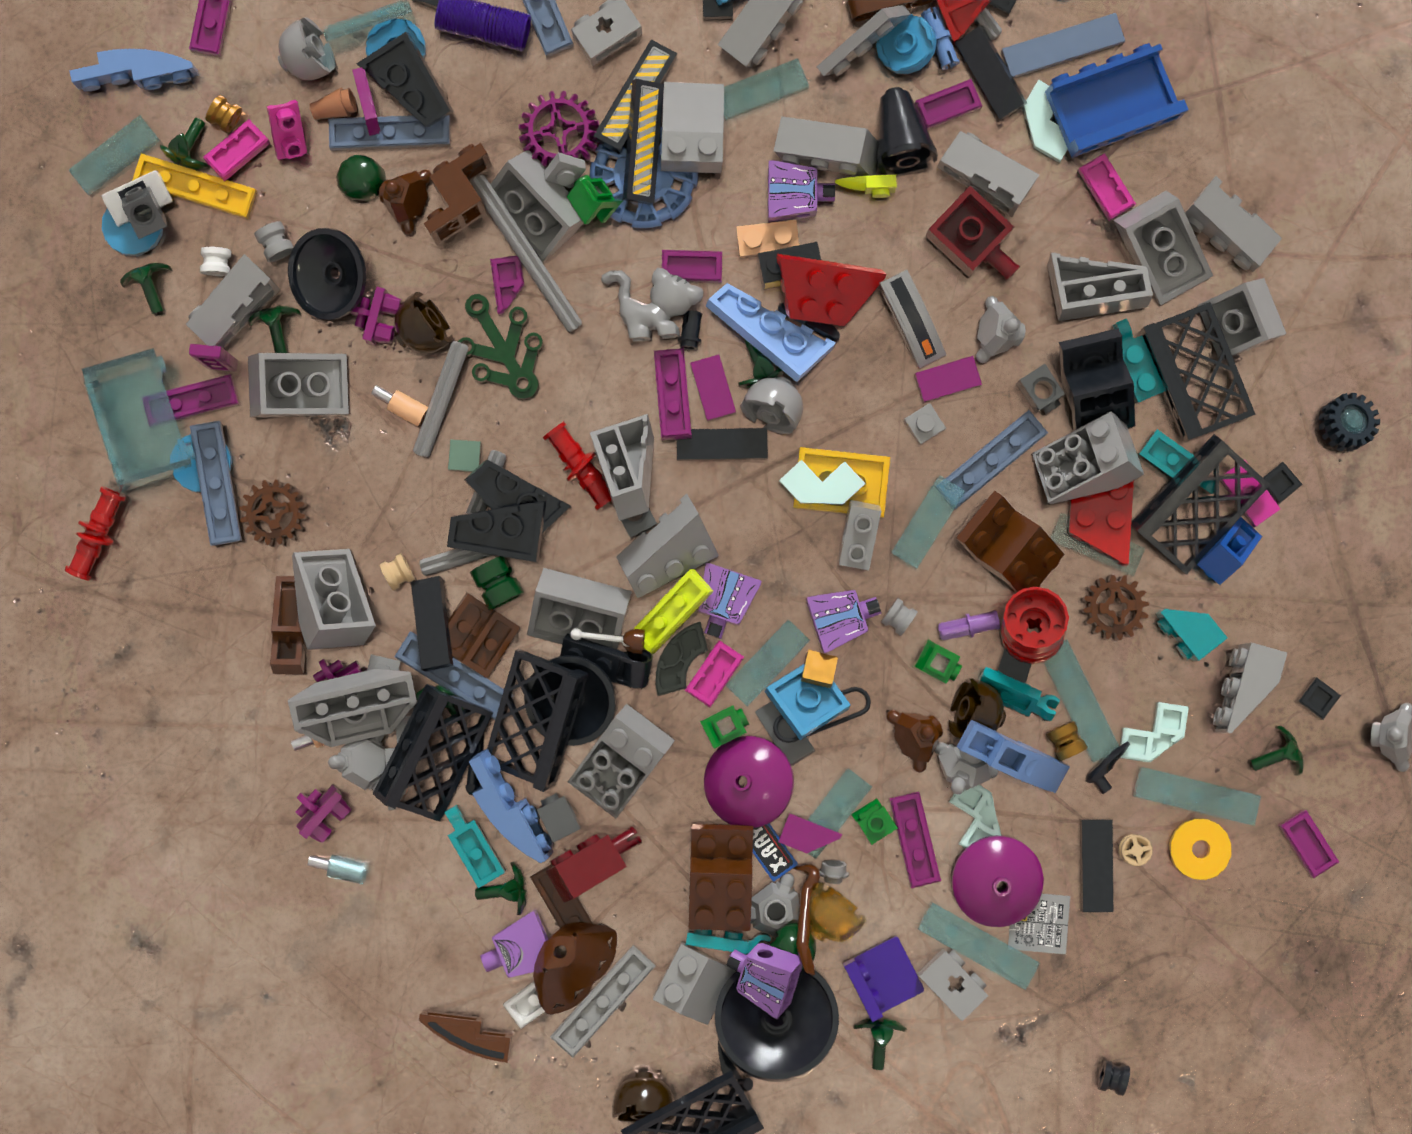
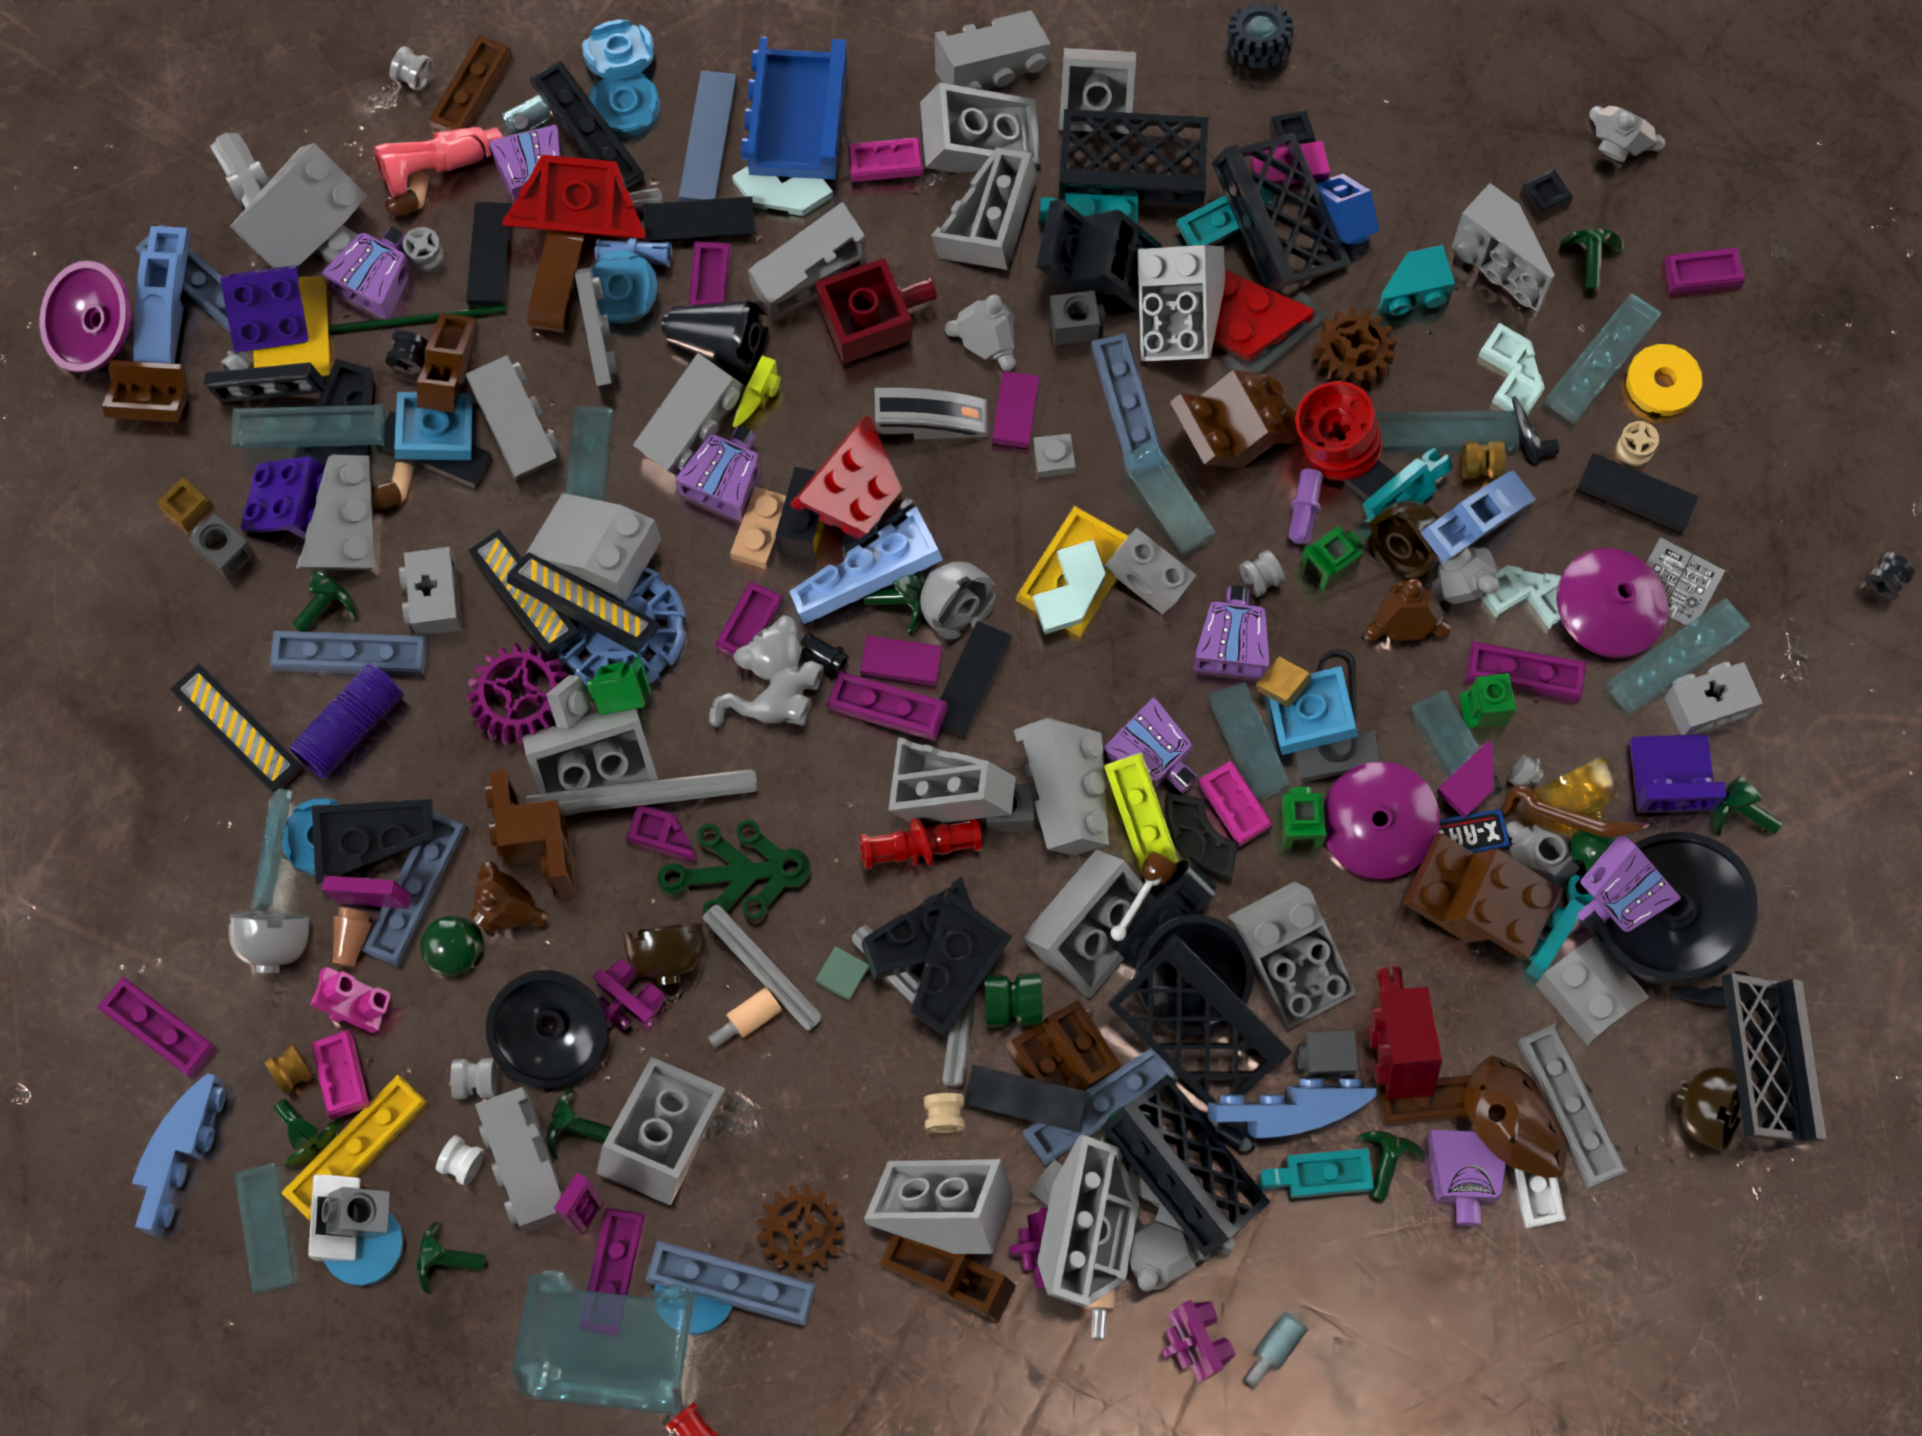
camera: 65 degrees left, 15 degrees down
(468, 1036) = (1550, 1280): reddish brown slope -> none

